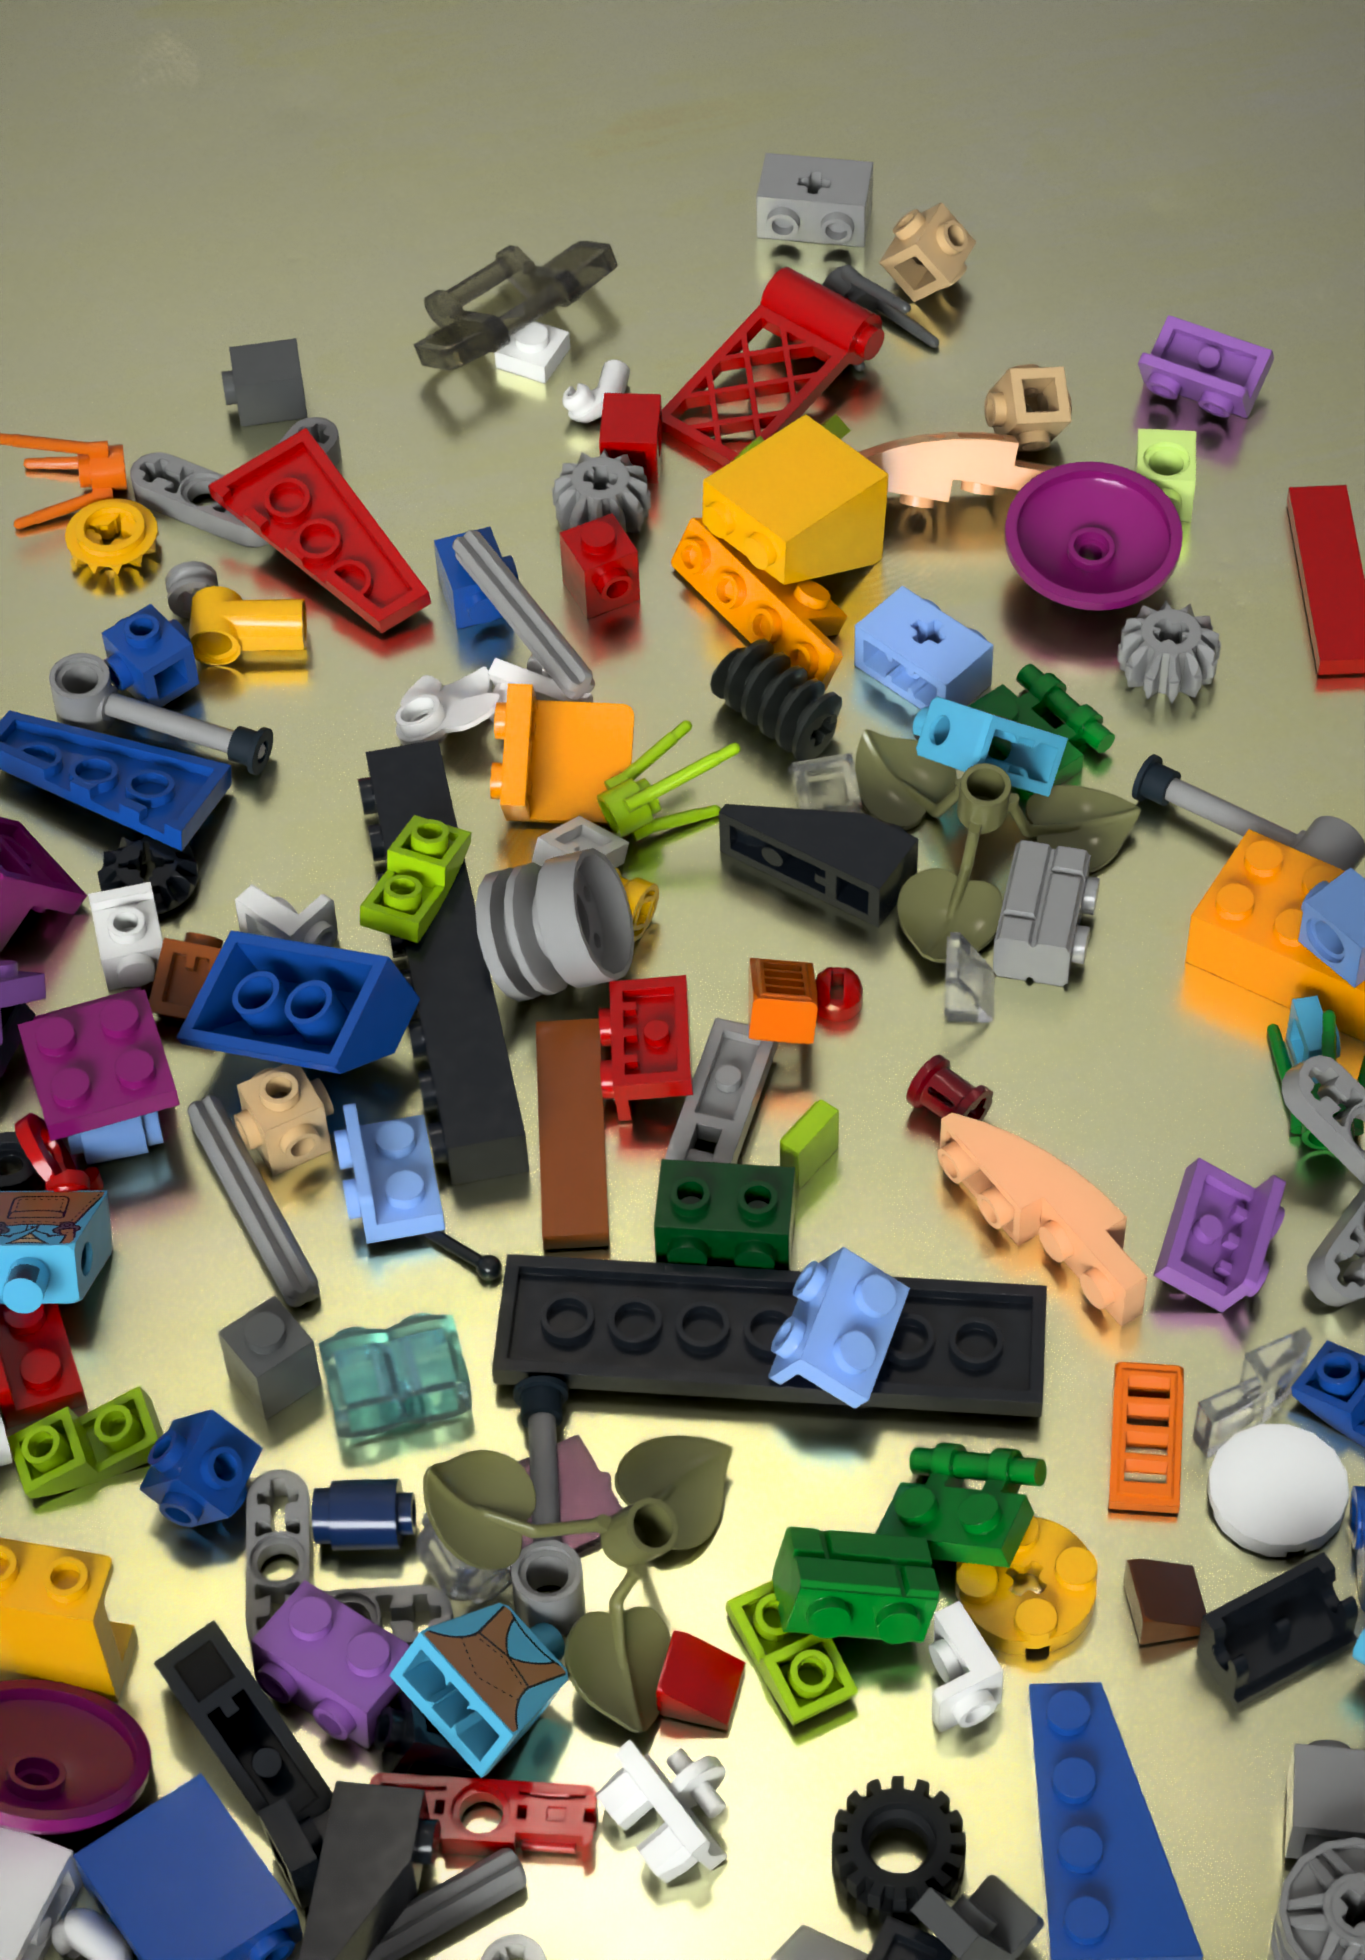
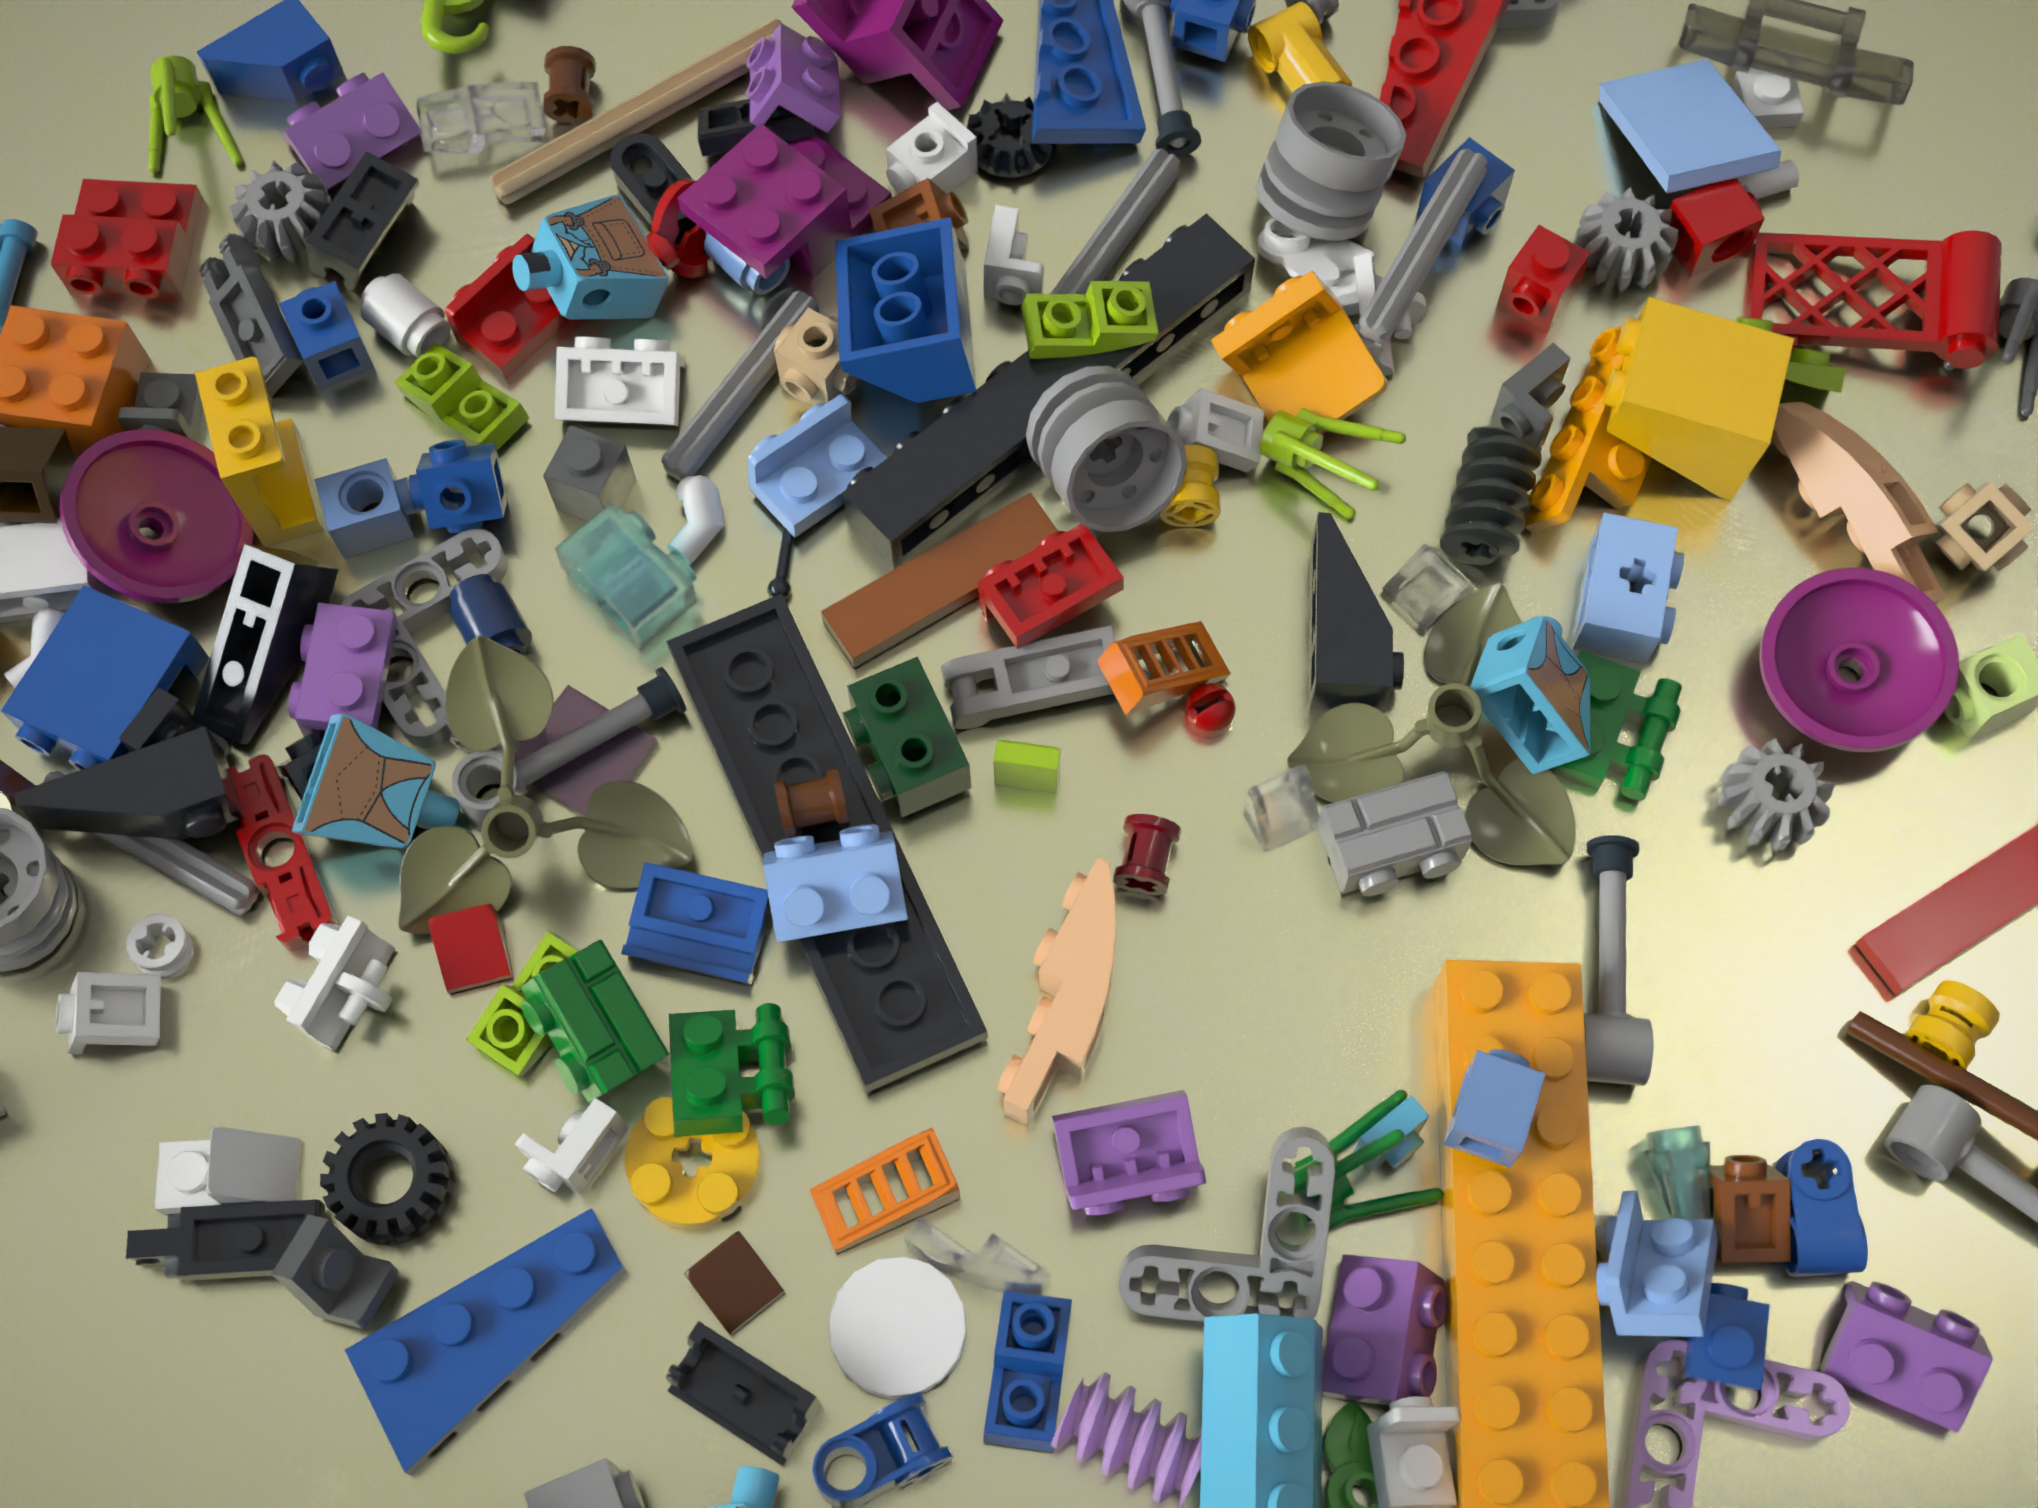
camera: 60 degrees right, 15 degrees up
(160, 1597) = (350, 491): none -> medium blue brick
(181, 1296) = (618, 383): none -> white bracket
(315, 845) = (1120, 223): none -> light grey axle
(373, 1290) = (703, 516): none -> white arm
(386, 639) = (1330, 161): none -> light grey wheel
(530, 402) = (1689, 126): none -> light blue tile
(701, 633) = (1528, 395): none -> dark grey bracket
(749, 1308) = (811, 802): none -> reddish brown bush
(795, 1471) = (697, 923): none -> blue plate

